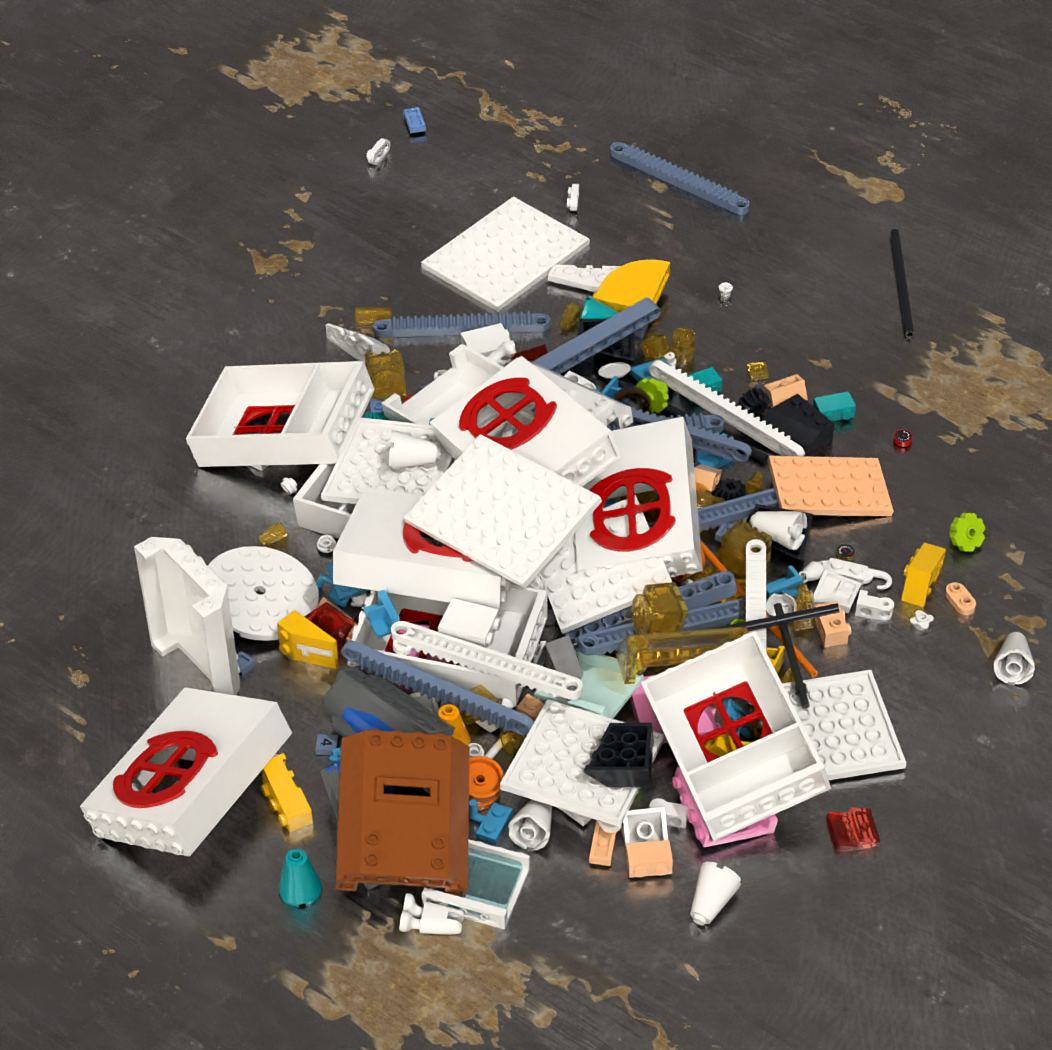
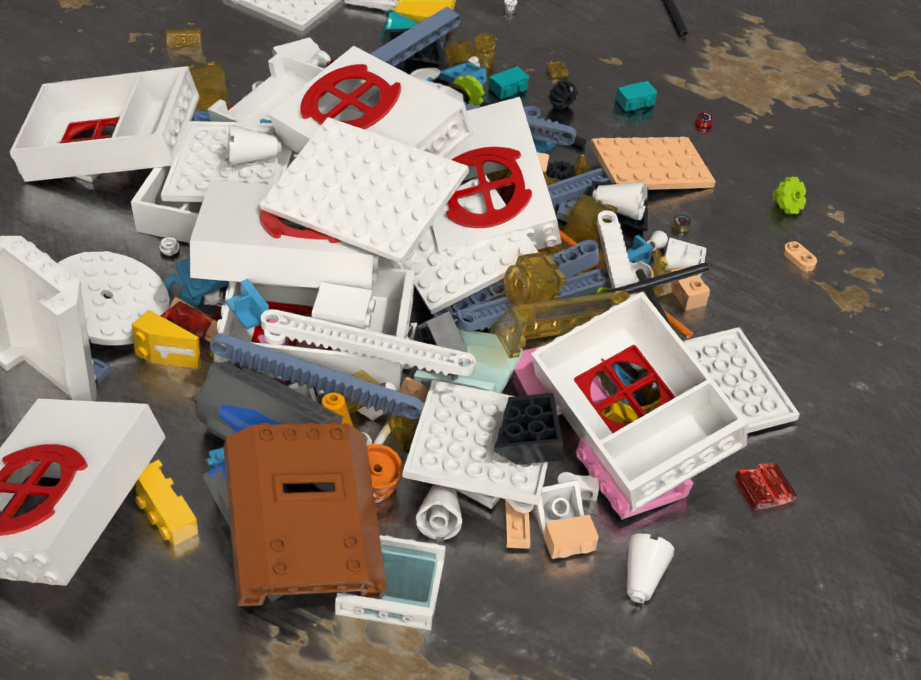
camera: 15 degrees left, 0 degrees up
(273, 534) = (114, 239): clear yellow cone -> none
(289, 485) = (122, 193): white plate -> none
(298, 879) = (193, 598): teal cone -> none
(326, 743) = (200, 447): sand blue tile -> none
(354, 343) = (165, 58): white wedge -> none
(434, 918) = (352, 625): white piece -> none
(456, 325) = (265, 42): sand blue gear -> none
(493, 823) = (396, 513): dark azure plate -> none
(570, 315) = (372, 30): clear yellow cone -> none
(731, 414) = (531, 96): white gear -> none
(784, 389) = (591, 84): light nougat brick -> none
(801, 422) = (607, 112): black wedge -> none
(856, 572) = (698, 238): white plate -> none
(874, 607) = (724, 269): white leg -> none
(921, 572) = (761, 235): yellow wedge -> none
(921, 620) = (770, 278): white plate -> none
(1014, 660) = (872, 308): white cone -> none

